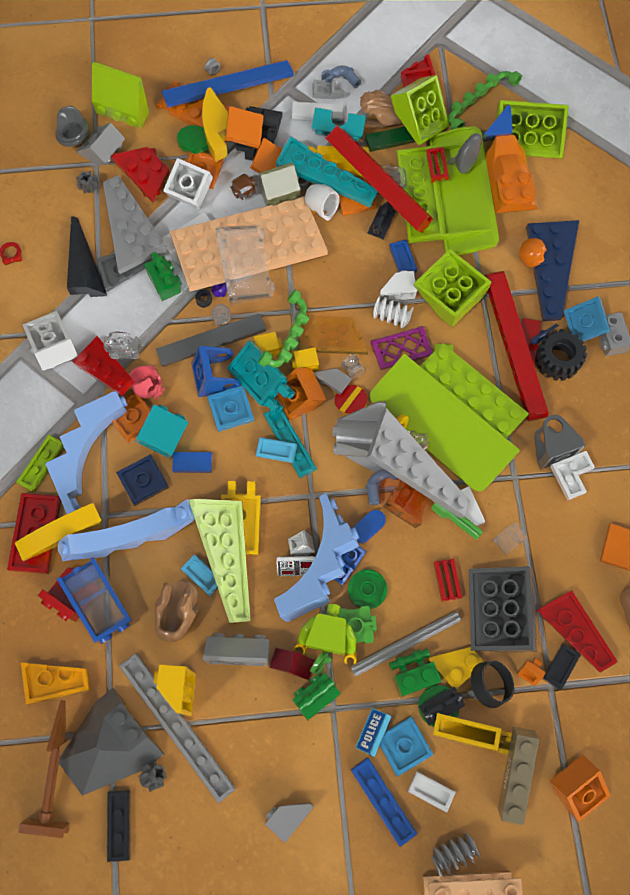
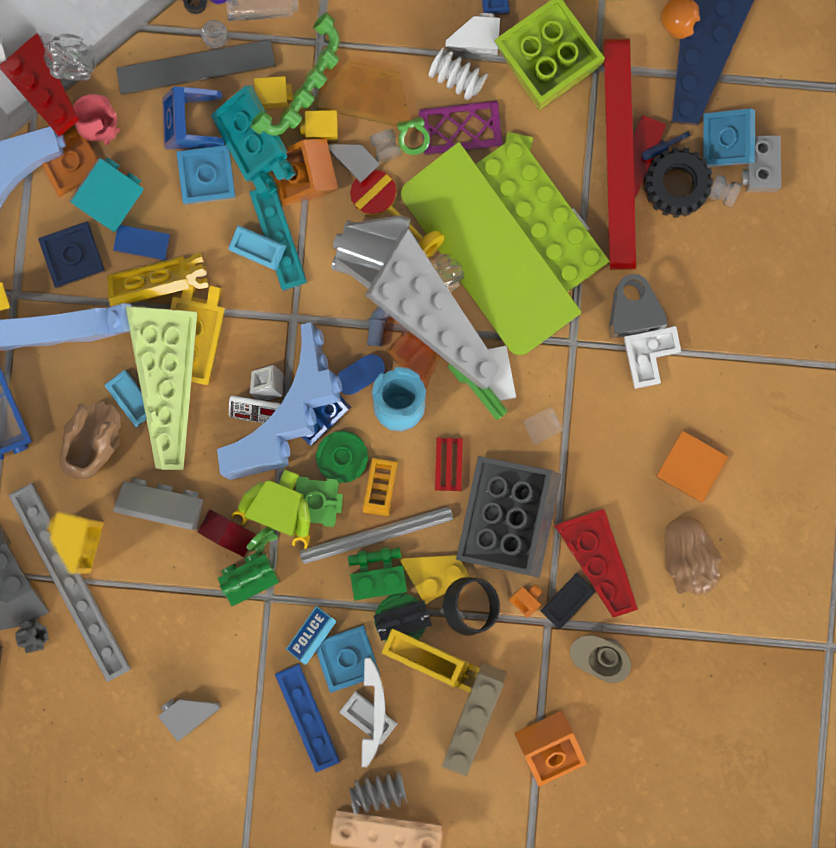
camera: 15 degrees right, 15 degrees up
(208, 483) = (156, 280): none -> yellow tile
(364, 351) = (403, 127): none -> bright green piece
(401, 623) = (375, 509): none -> light orange slope
(403, 535) = (399, 399): none -> medium azure tile
(440, 814) = (372, 678): none -> white slope
(594, 356) = (725, 191): none -> clear wheel
(602, 706) = (601, 658): none -> dark tan piece

